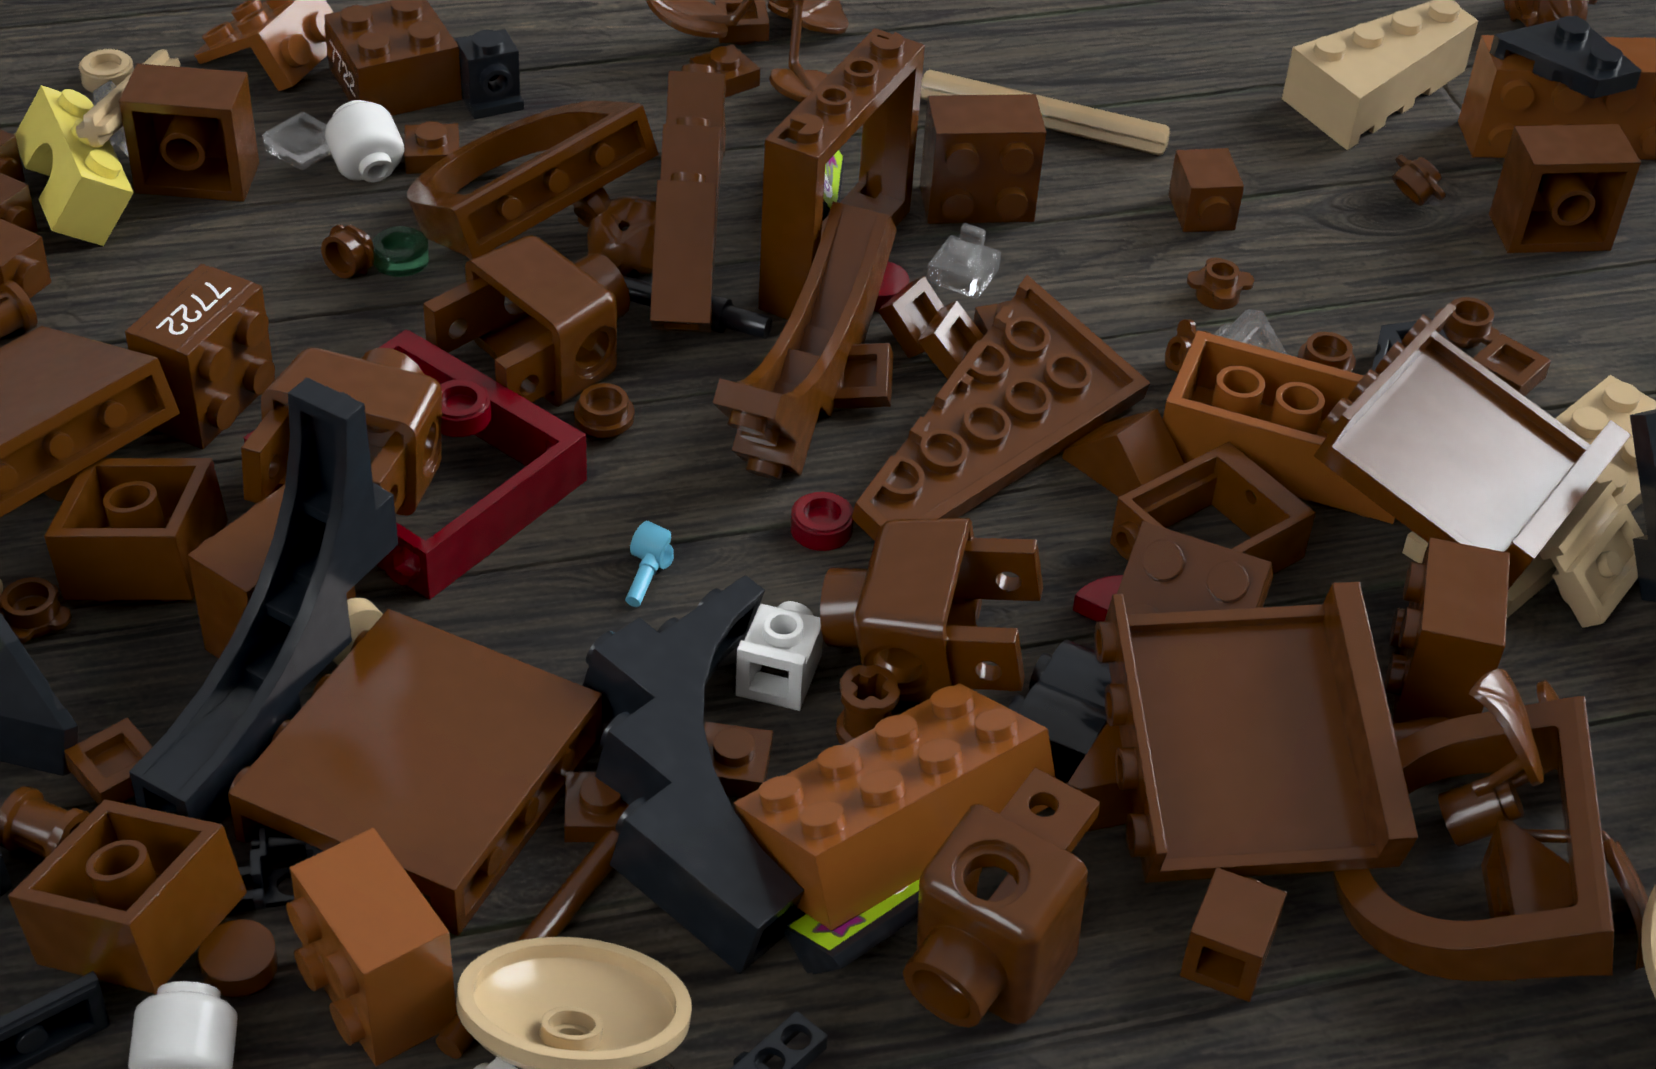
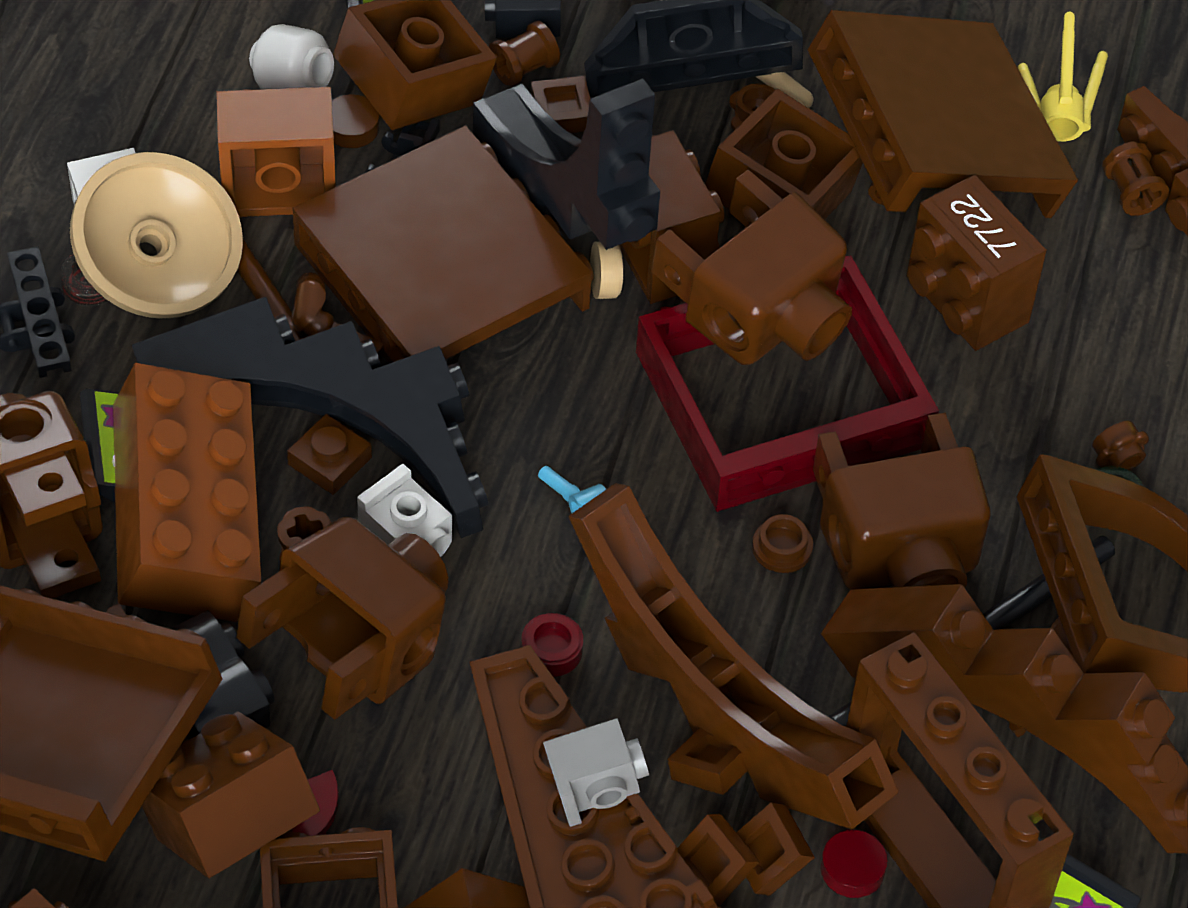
camera: 120 degrees right, 10 degrees up
(464, 408) = (802, 400): dark red tile -> none
(558, 841) = (308, 303): none -> reddish brown arm
(964, 389) = (595, 768): none -> light grey brick

